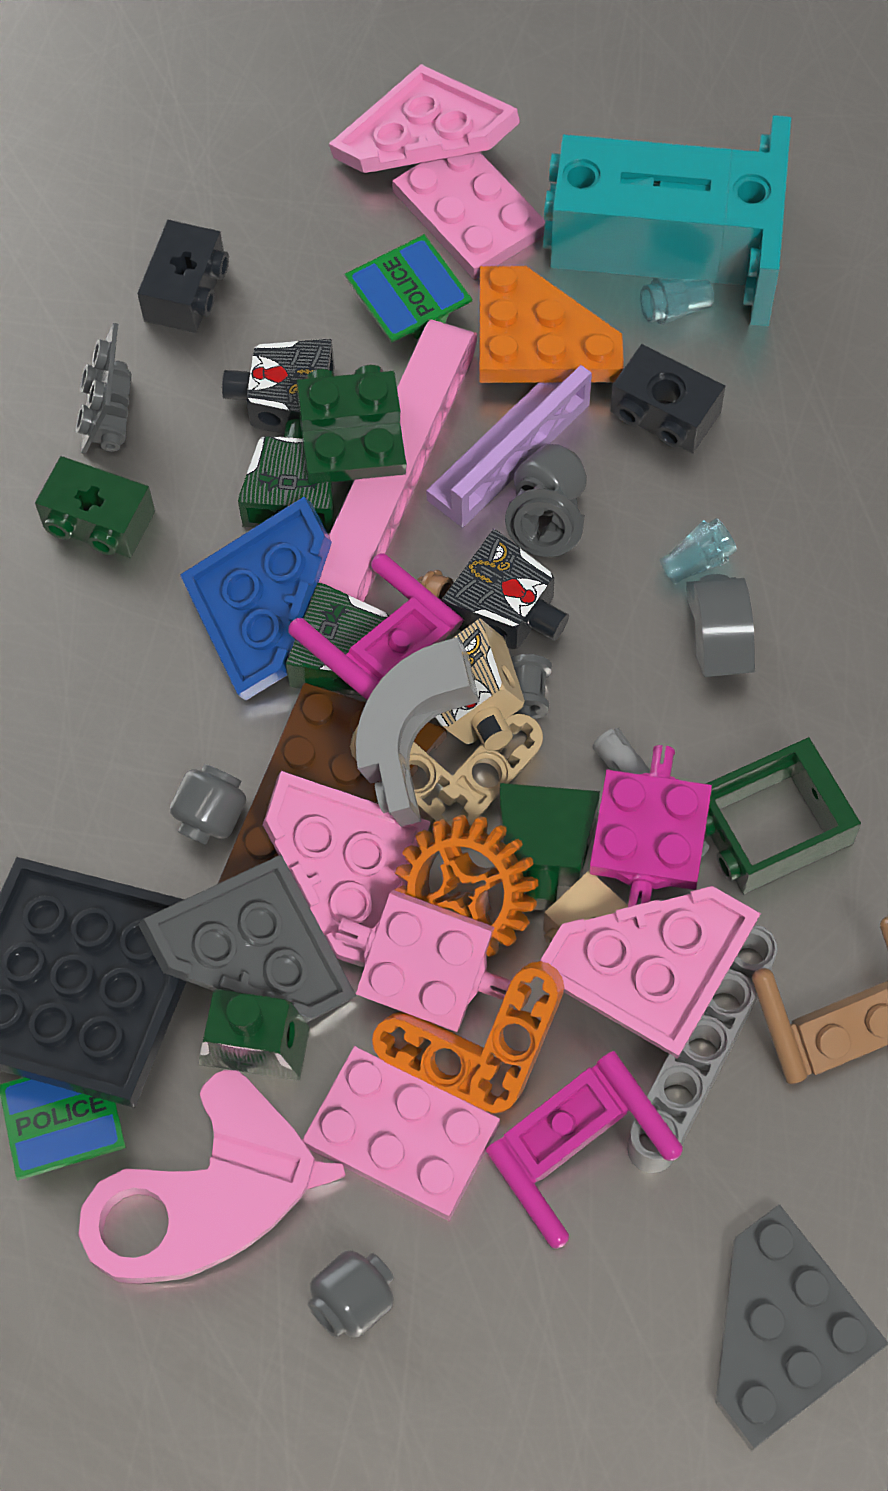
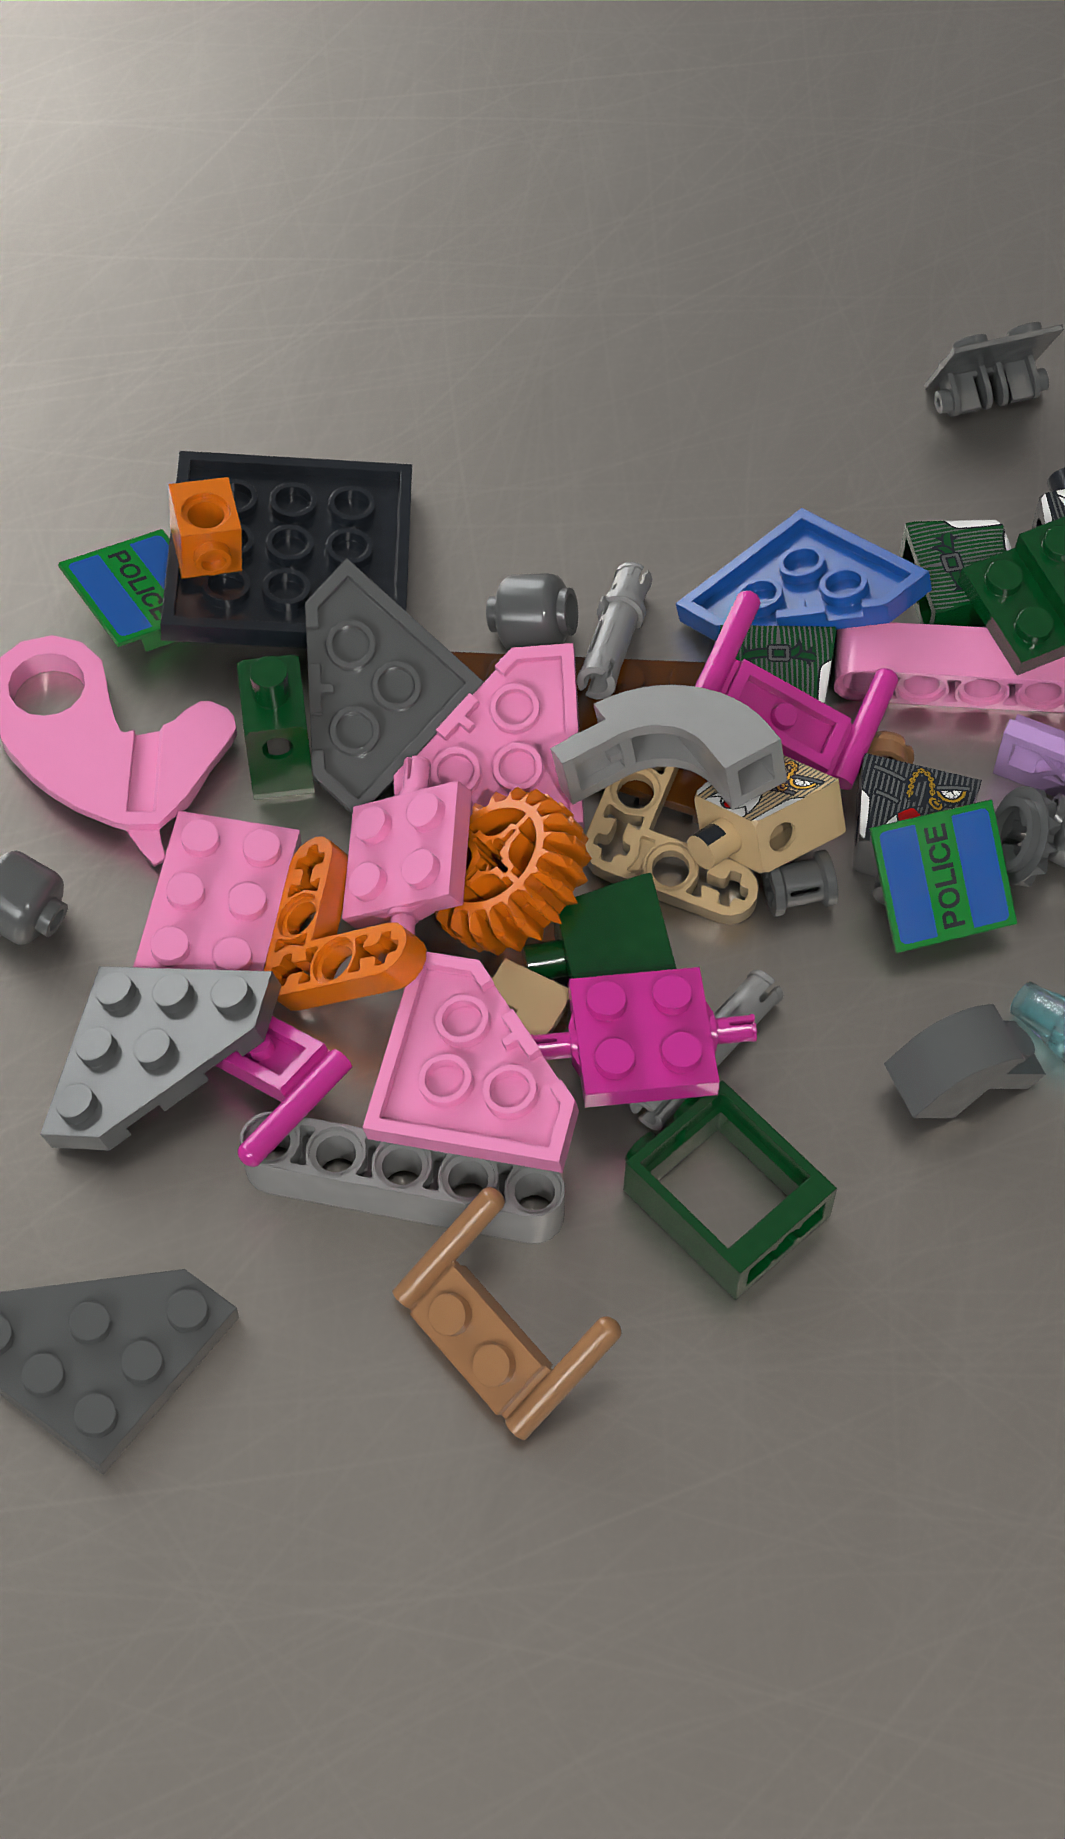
camera: 70 degrees right, 5 degrees down
(31, 1022) = (205, 527): none -> orange brick
(95, 507) = (851, 408): dark green brick -> none
(238, 738) = (618, 617): none -> light grey pin
(531, 1214) = (149, 1045): none -> plate
(564, 581) = (943, 876): none -> piece

